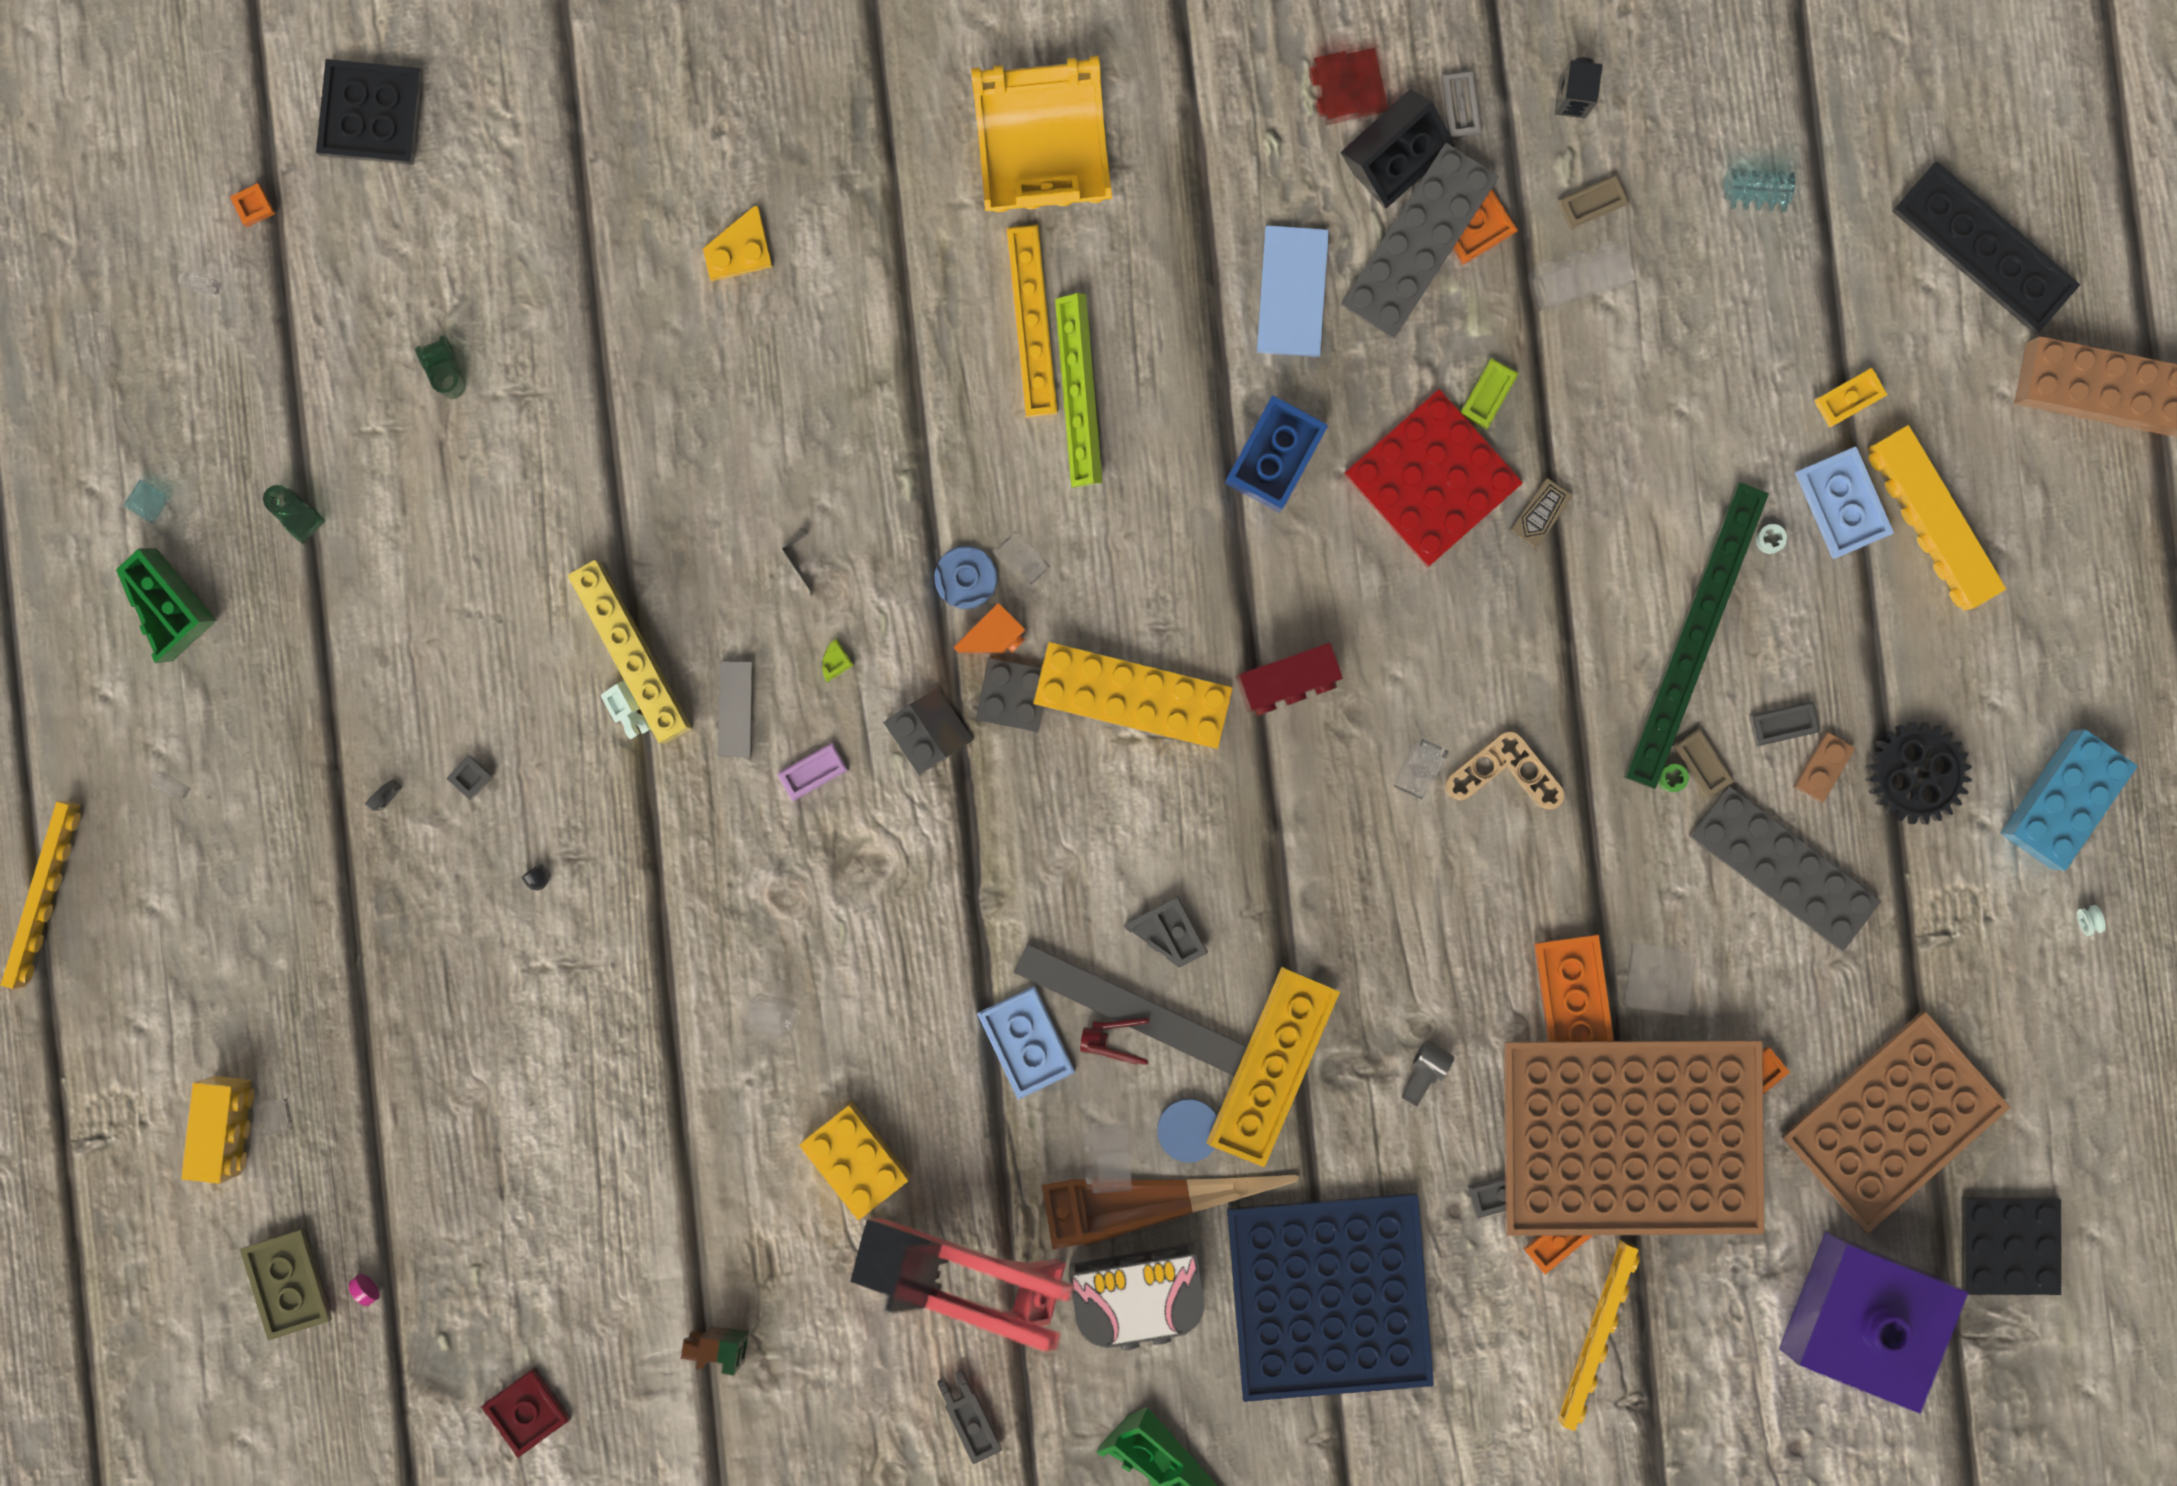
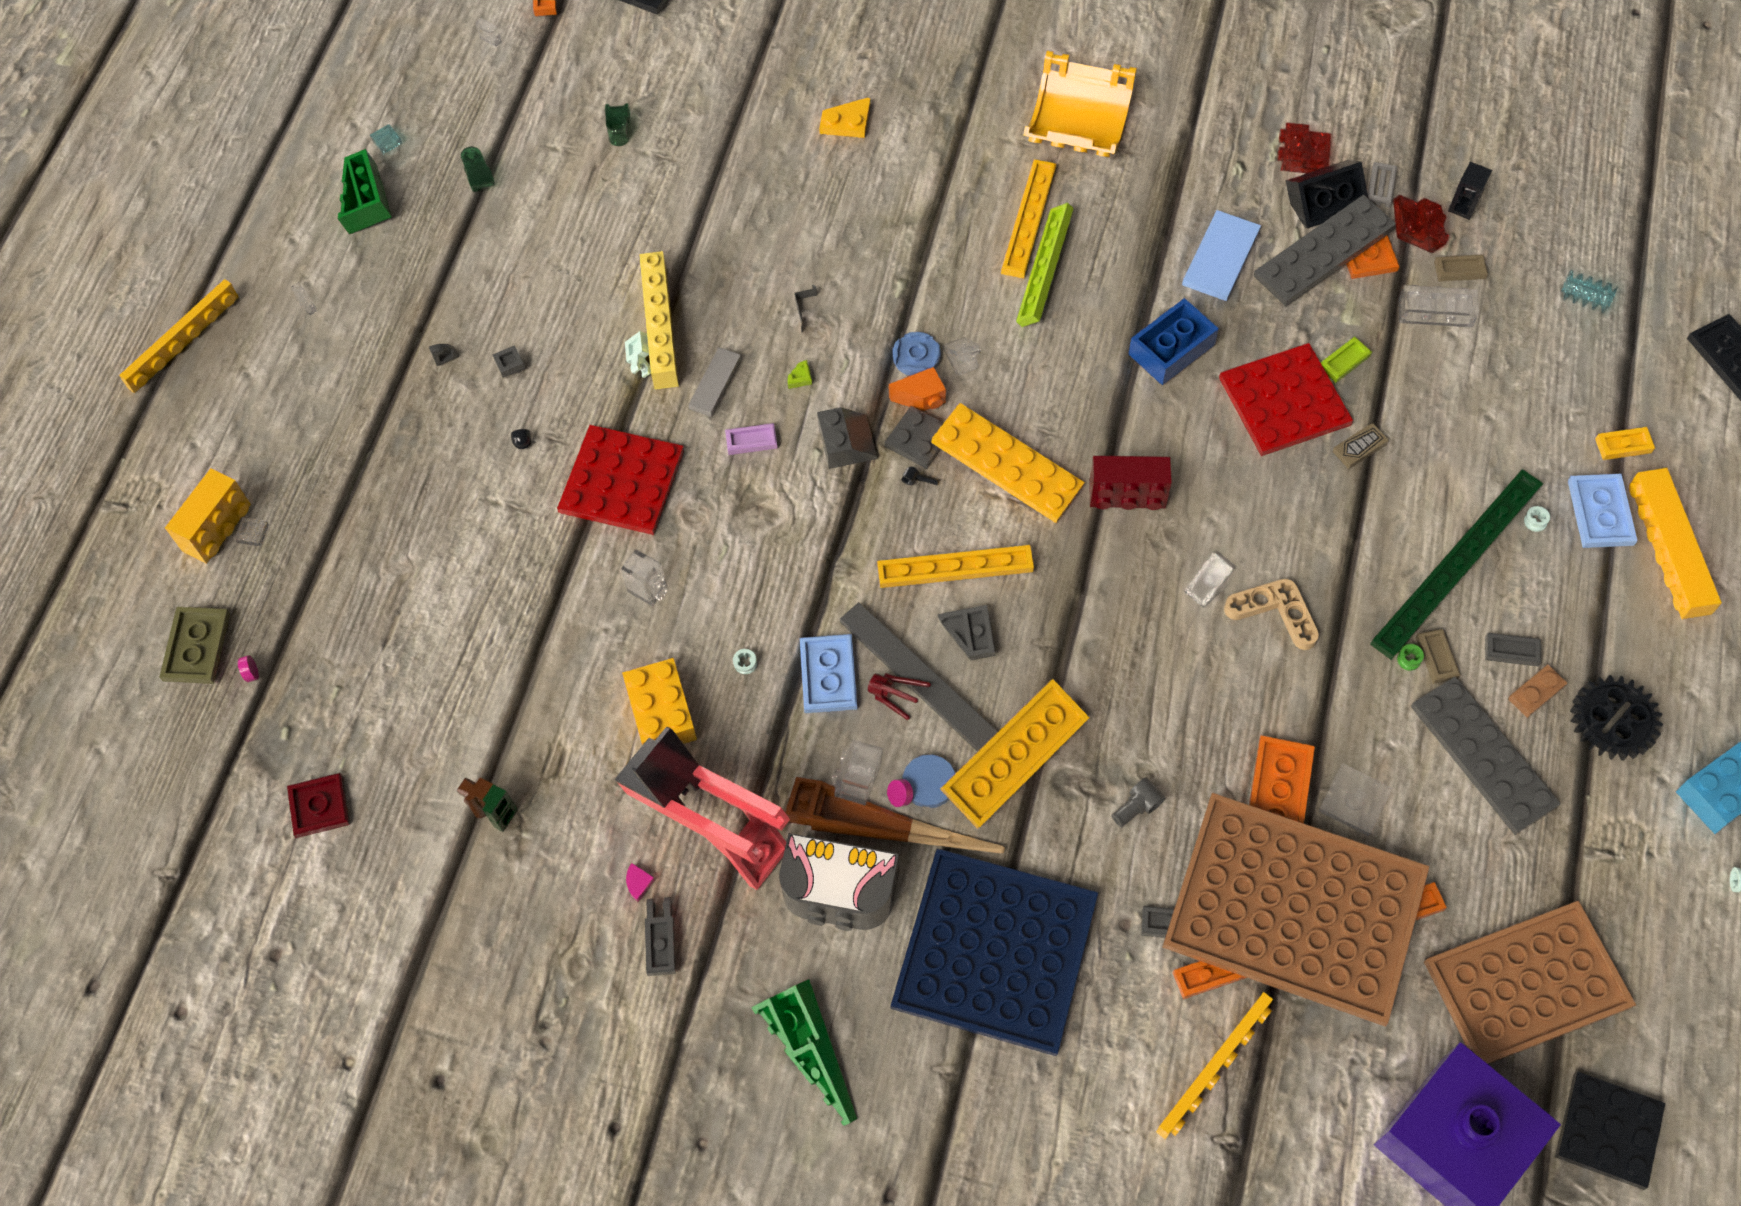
camera: 25 degrees right, 25 degrees down
(680, 884) = (621, 479): none -> red plate
(916, 1067) = (745, 653): none -> light aqua bush
(917, 1364) = (638, 882): none -> dark pink tile
(1024, 752) = (912, 474): none -> black hand
(1121, 856) = (955, 566): none -> yellow plate
(1163, 1160) = (900, 792): none -> dark pink tile
(1527, 159) = (1420, 223): none -> clear red plate

